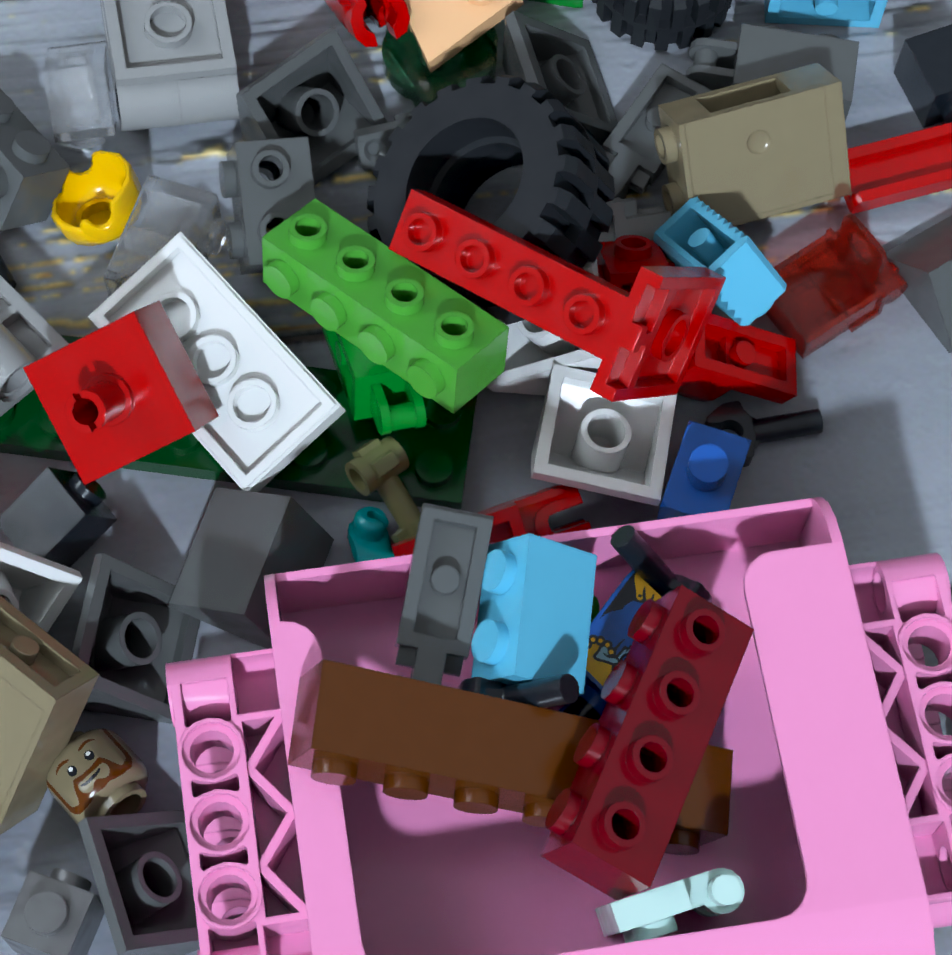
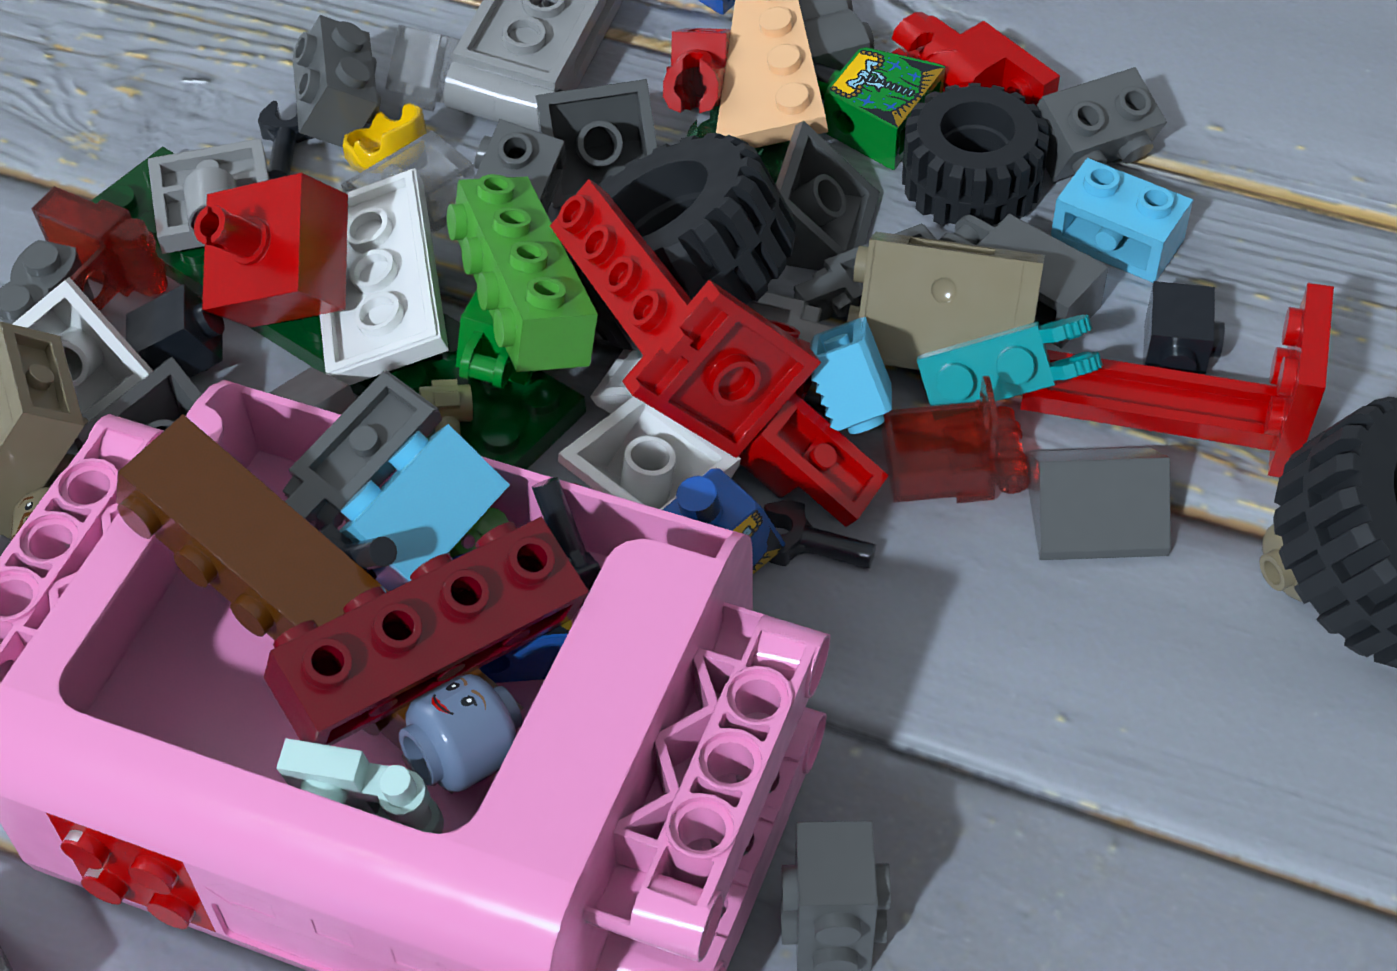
camera: 35 degrees right, 15 degrees down
(730, 811) = (459, 732): none -> sand blue head
(837, 183) = (1011, 358): none -> teal hinge

